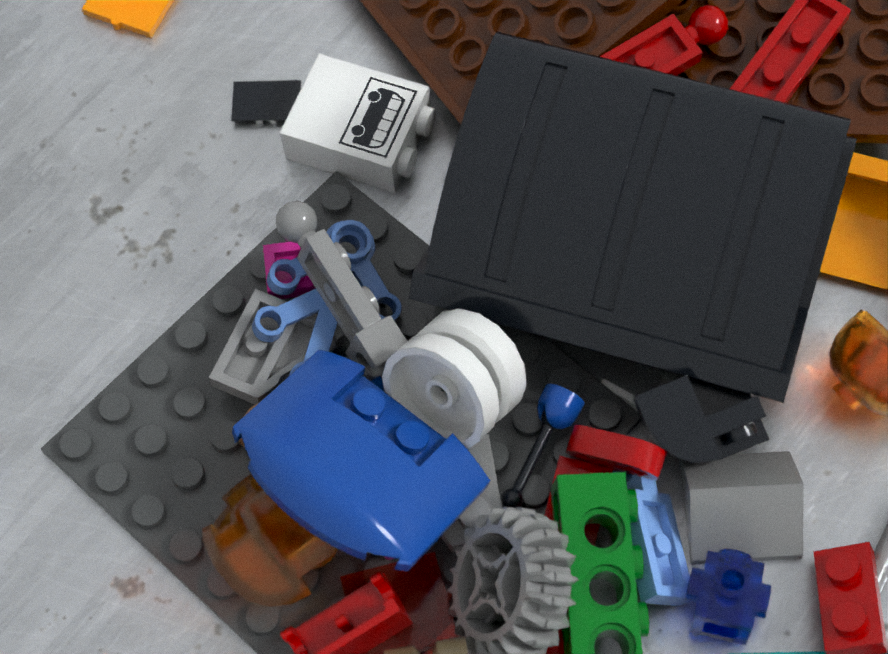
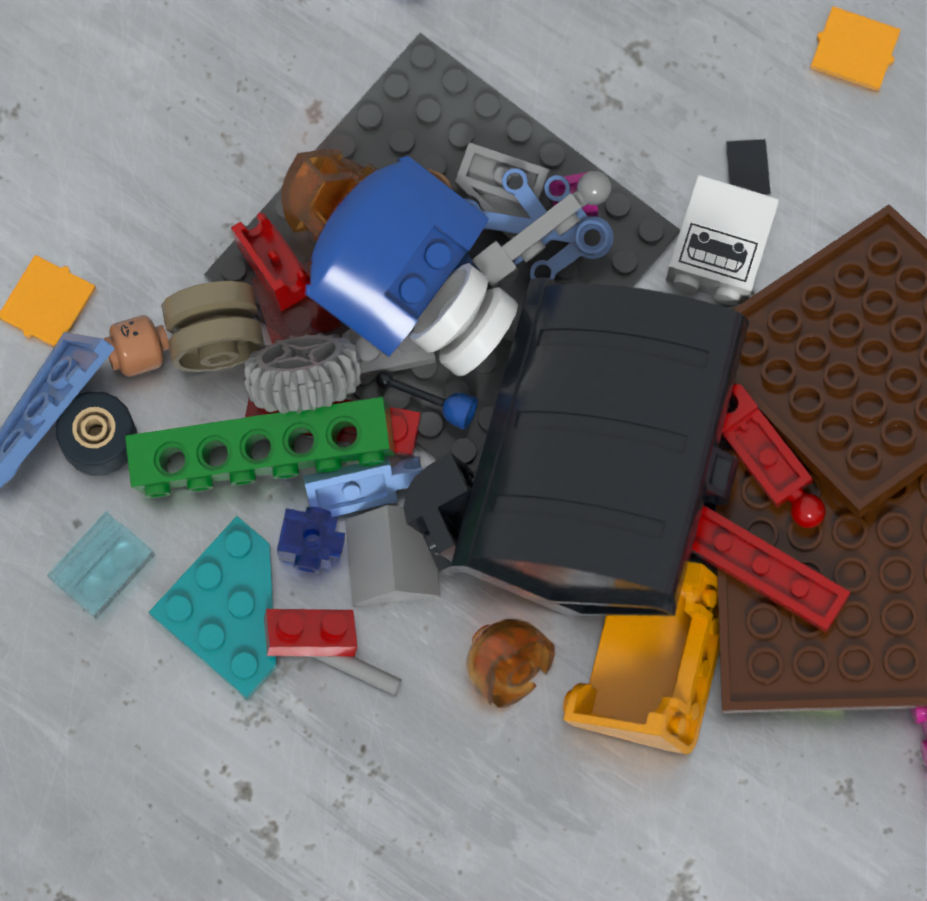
camera: 80 degrees right, 10 degrees up
(616, 451) = (417, 448): red beam -> none

